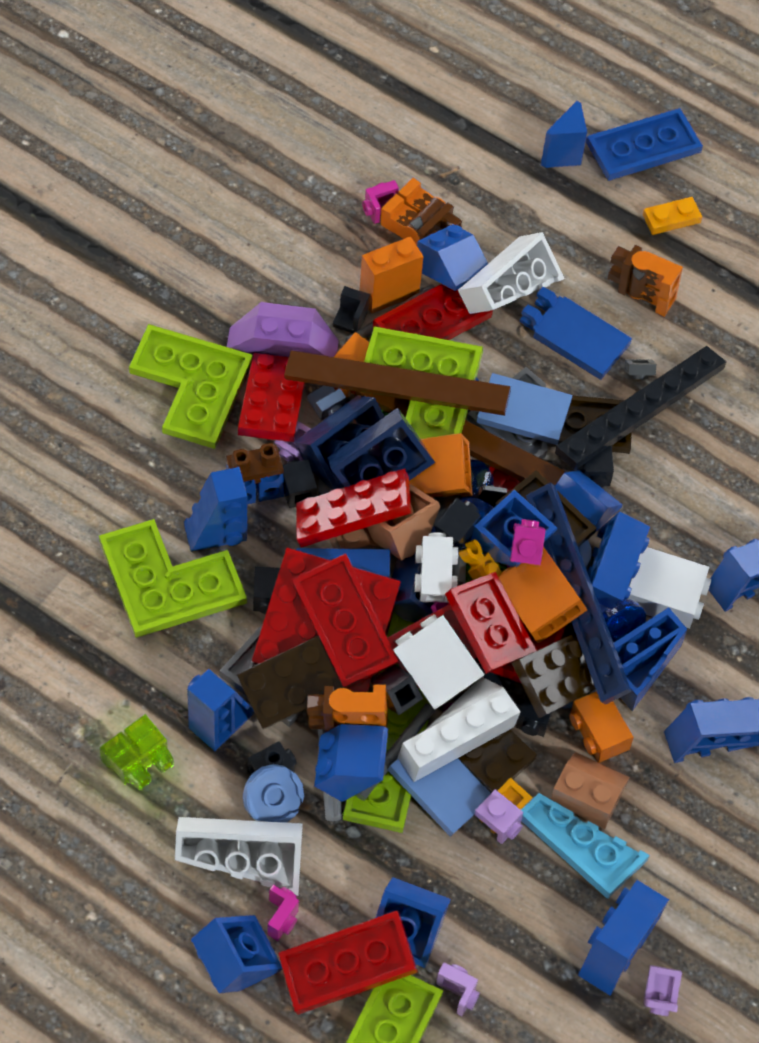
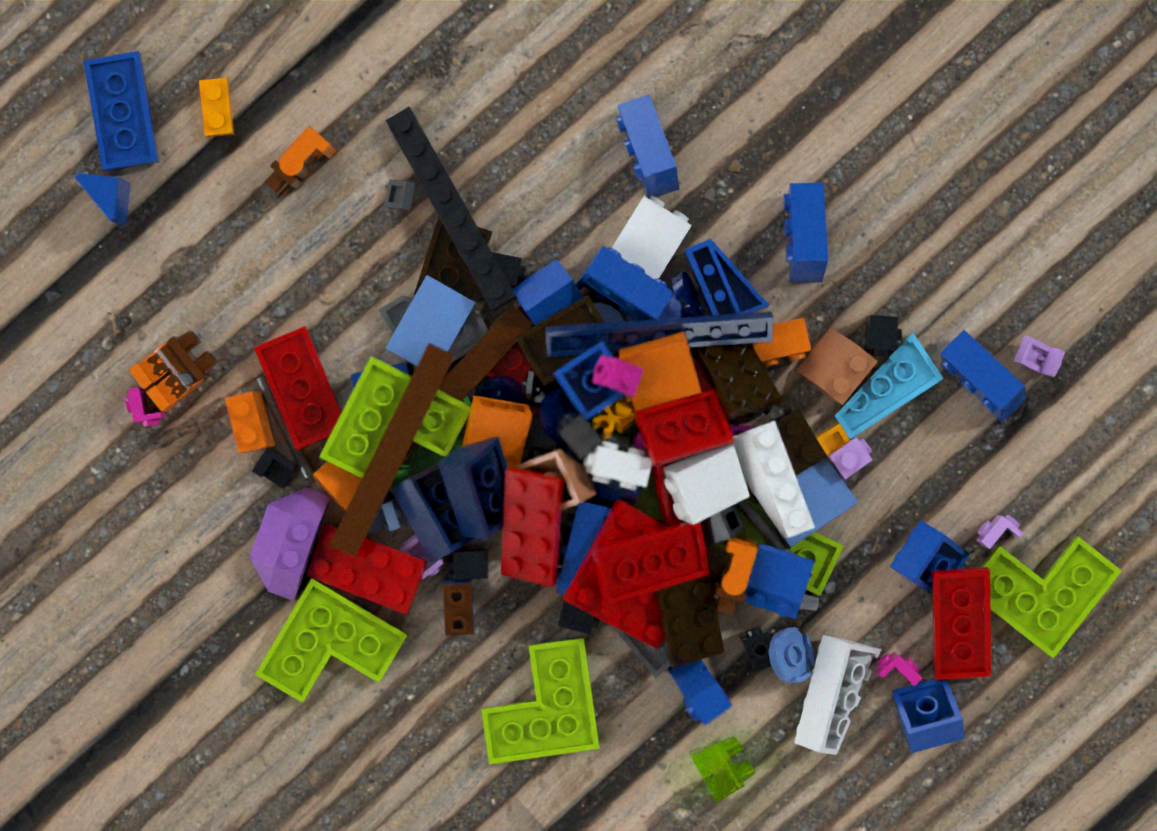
camera: 65 degrees left, 30 degrees up
(220, 513) = (496, 649): blue wedge -> none
(451, 256) = (239, 353): blue slope -> none
(512, 274) = (271, 299): white wedge -> none
(575, 333) = (344, 246): blue tile -> none
(638, 824) = (882, 334): none -> black brick

